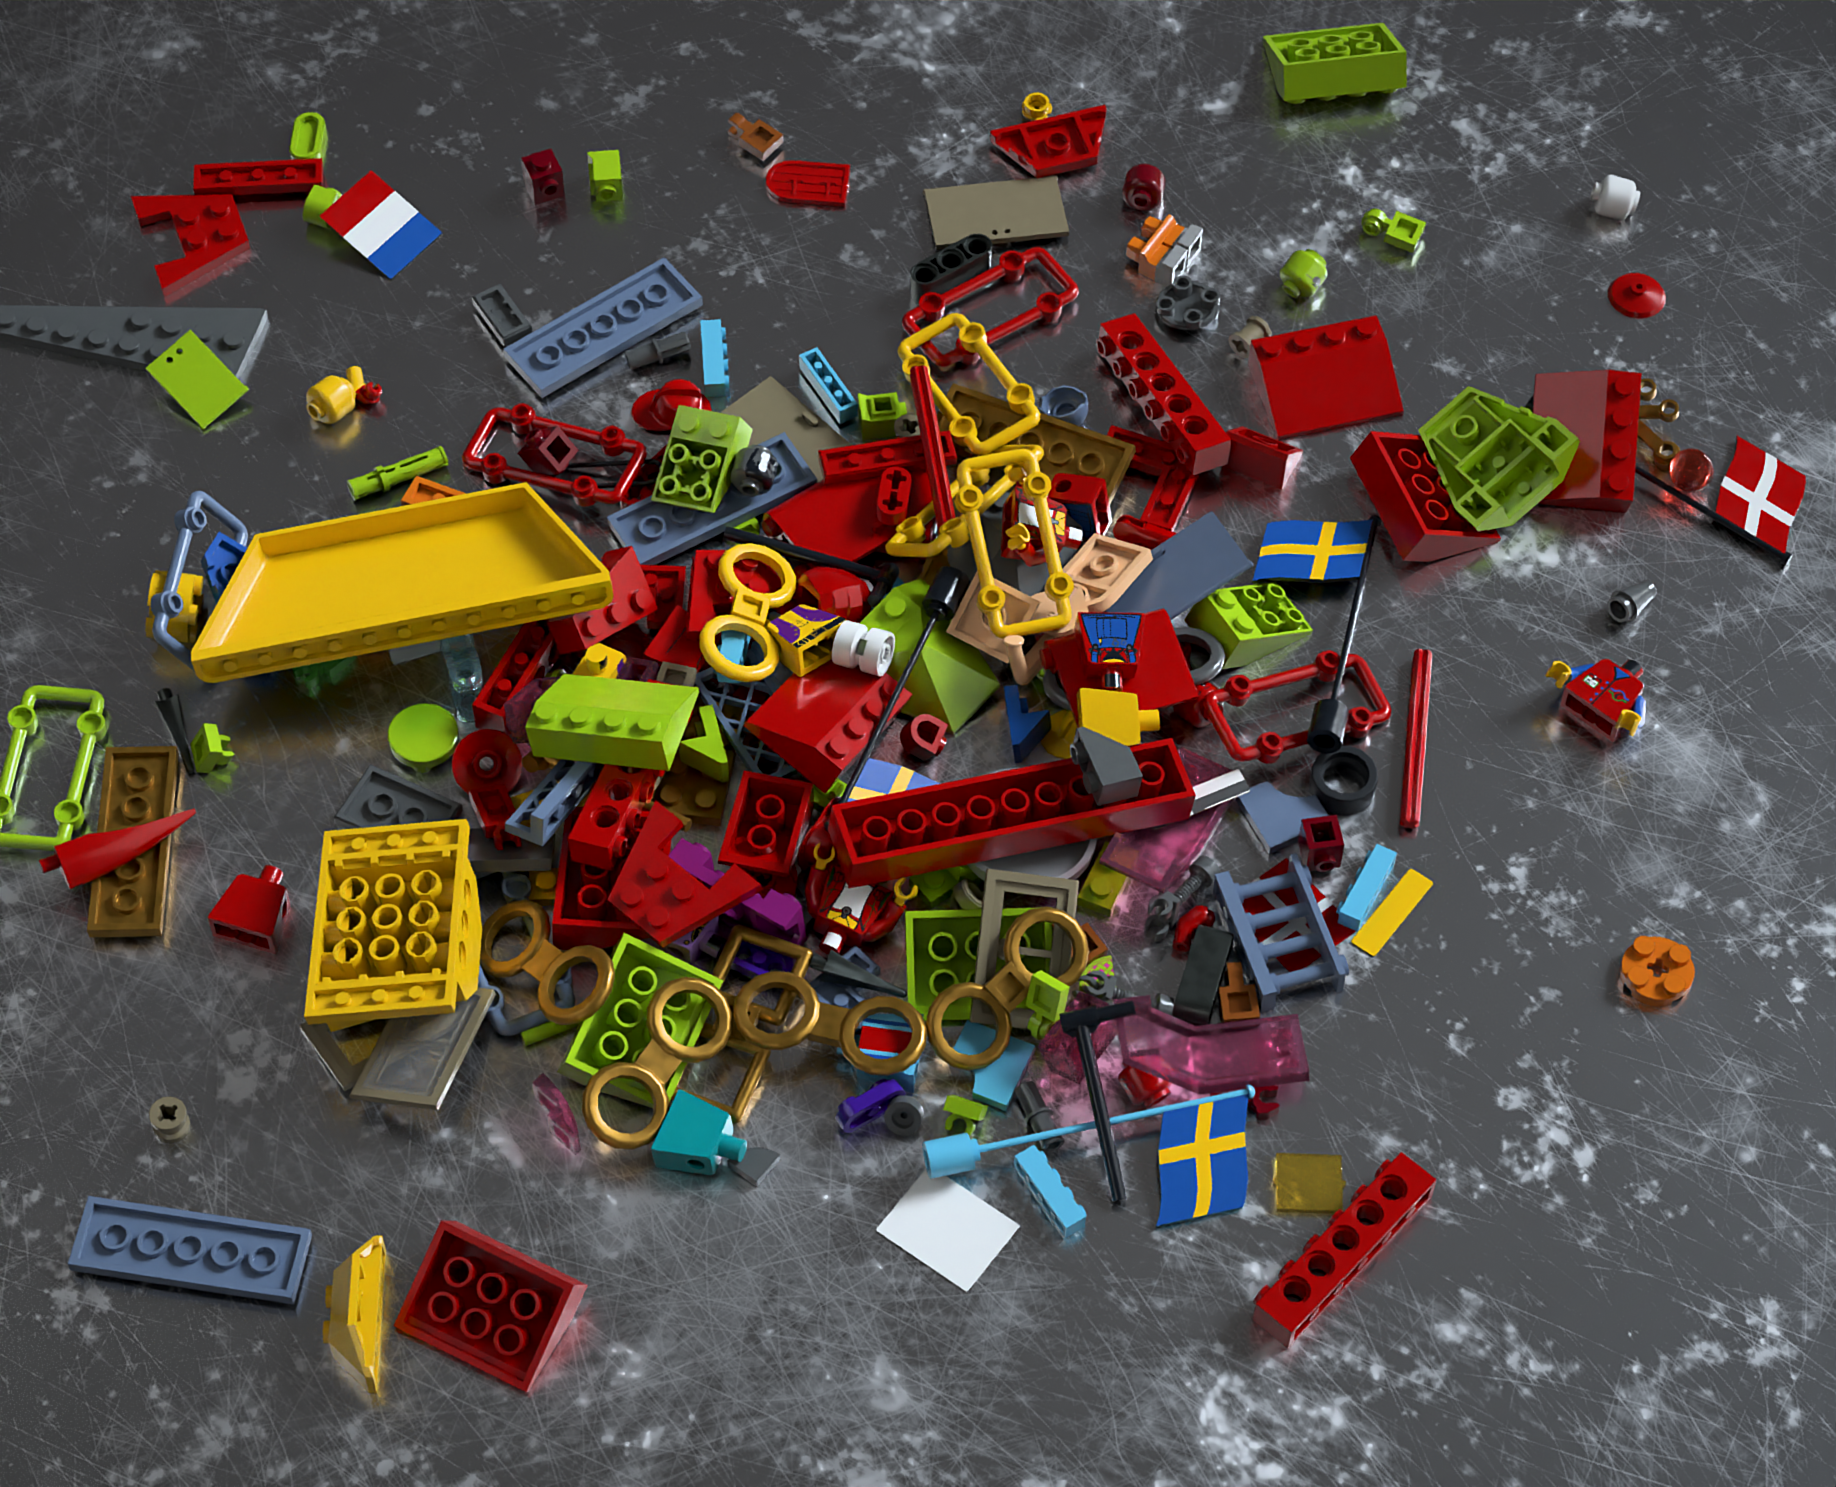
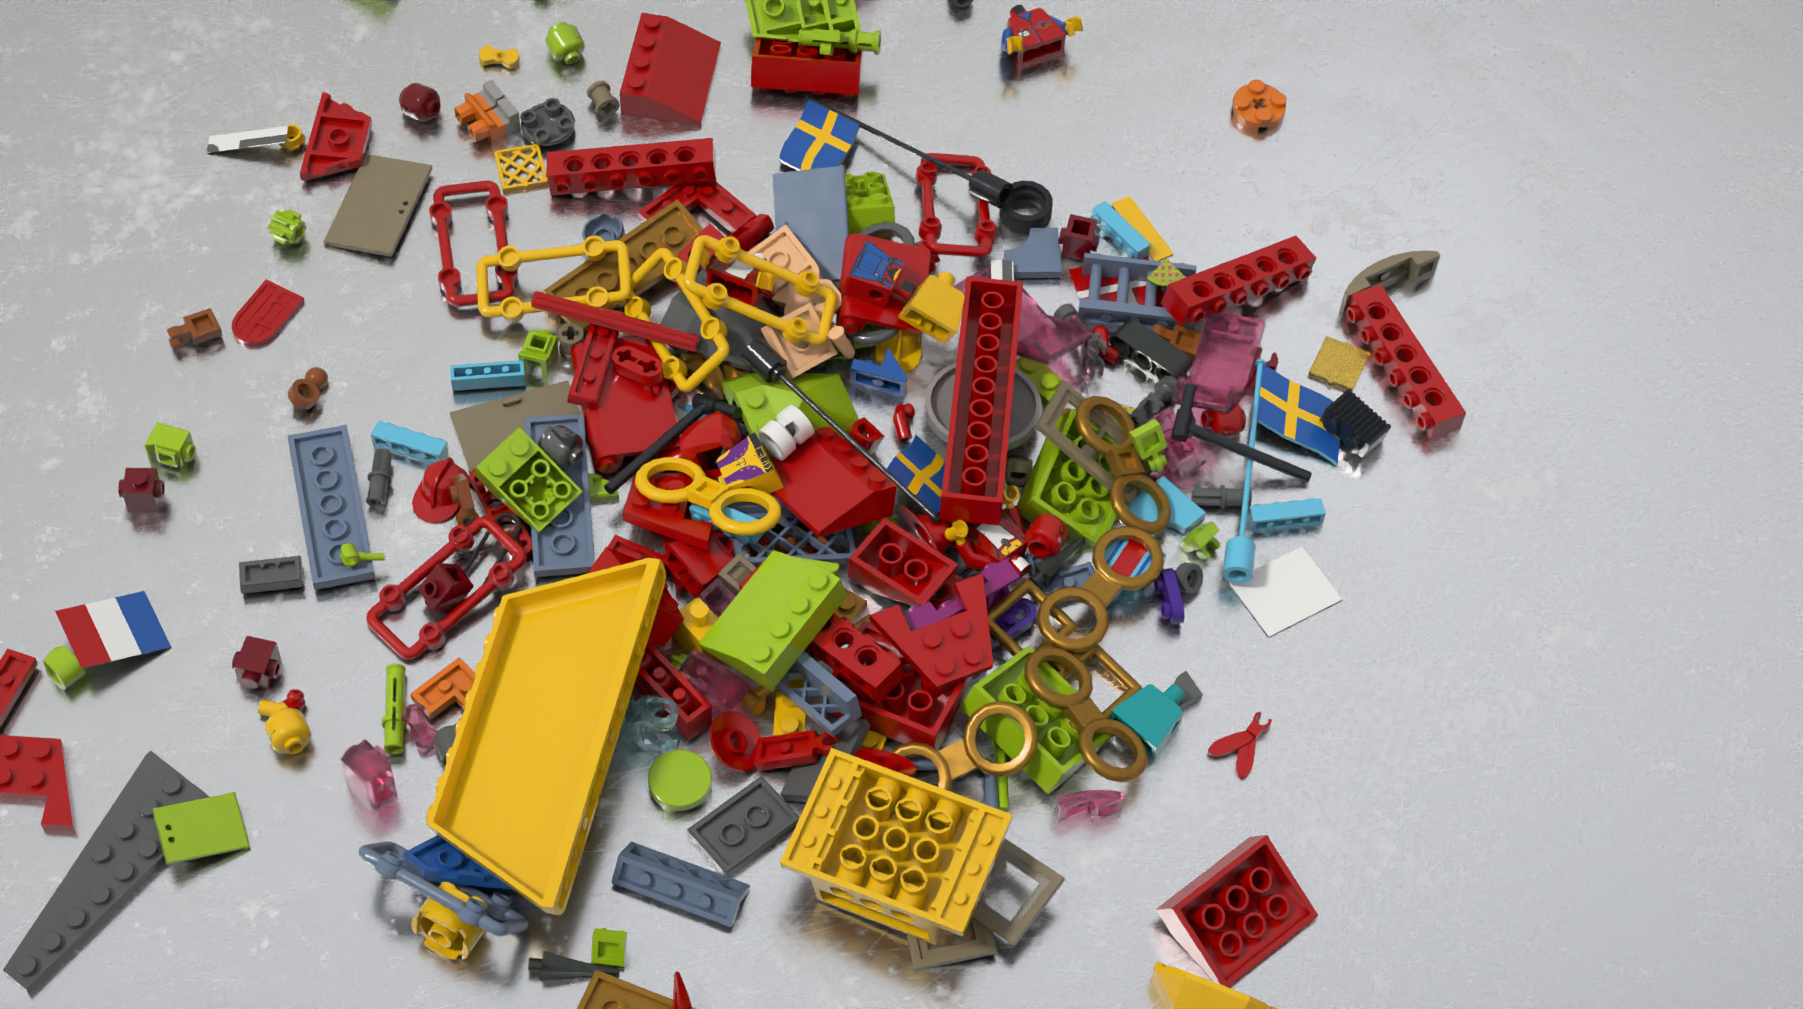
camera: 70 degrees left, 0 degrees up
(253, 911) = (794, 962): red torso -> none
(300, 774) = (679, 883): none -> sand blue fence
(302, 476) = (368, 774): none -> clear pink brick
(390, 488) = (414, 717): none -> clear pink piece
(395, 345) = (257, 662): none -> dark red brick
(498, 890) = (888, 760): none -> red dish
(544, 361) = (351, 557): none -> lime hand
(657, 424) = (462, 495): none -> dark orange plate
(715, 1246) = (1242, 741): none -> red piece
(750, 254) = (305, 392): none -> dark orange plate
(877, 949) = (1046, 536): none -> red head
(916, 150) = (287, 227): none -> lime gear
(951, 266) = (422, 252): pearl dark grey beam -> none
(974, 764) = (900, 421): none -> red arm
(1011, 75) = (247, 139): none -> white sticker
(1106, 767) = (984, 317): dark grey slope -> none
(1107, 292) = (517, 152): none -> yellow window
(1213, 1219) = (1355, 423): none -> black brick
(1257, 238) = (508, 58): none -> yellow piece
(1261, 457) = (726, 129): red slope -> none
(1311, 945) = (1165, 274): none -> lime tile
(1368, 1022) = (1238, 281): none -> red brick
(1416, 739) = (1009, 153): red axle -> none
(1434, 487) = (827, 39): none -> lime tile
(1459, 516) = (854, 41): none -> lime pin
(1473, 1185) = (1413, 264): none -> dark tan slope

